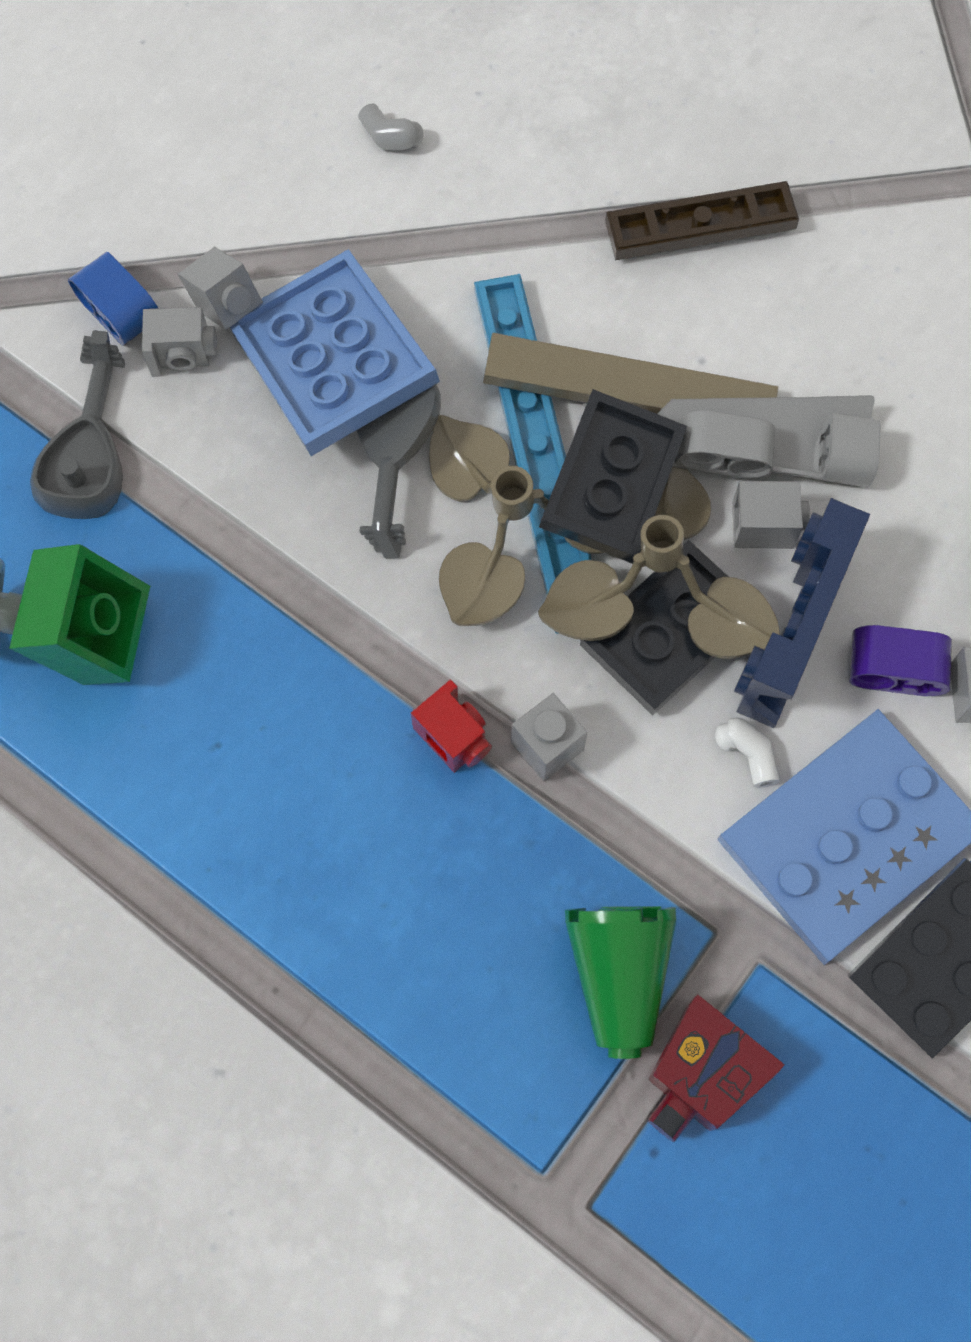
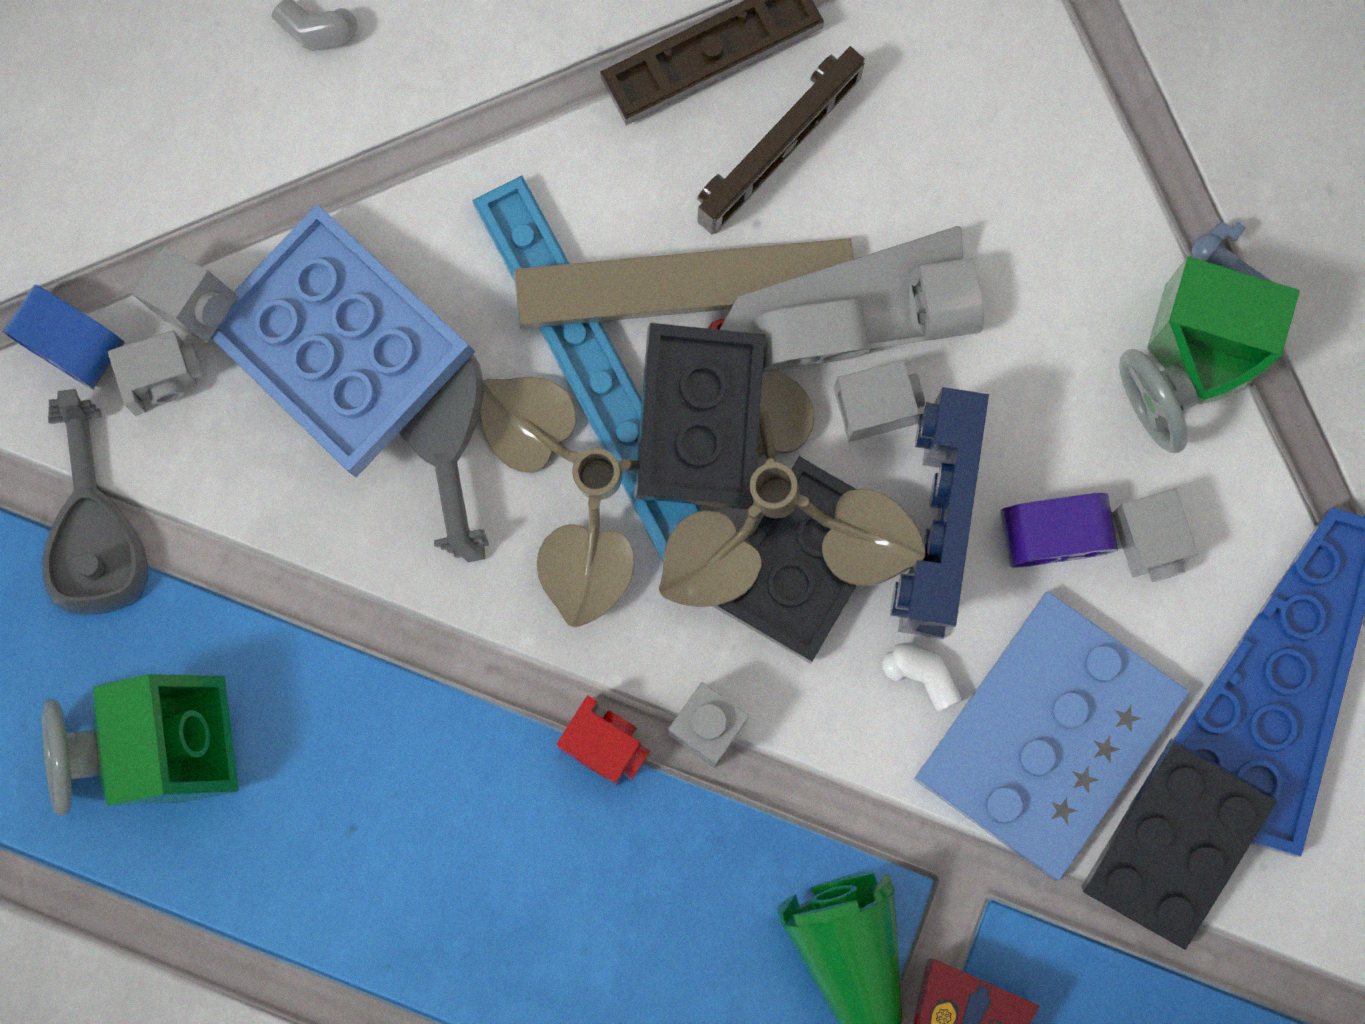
camera: 20 degrees left, 10 degrees up
(689, 325) = (832, 82): none -> dark brown plate

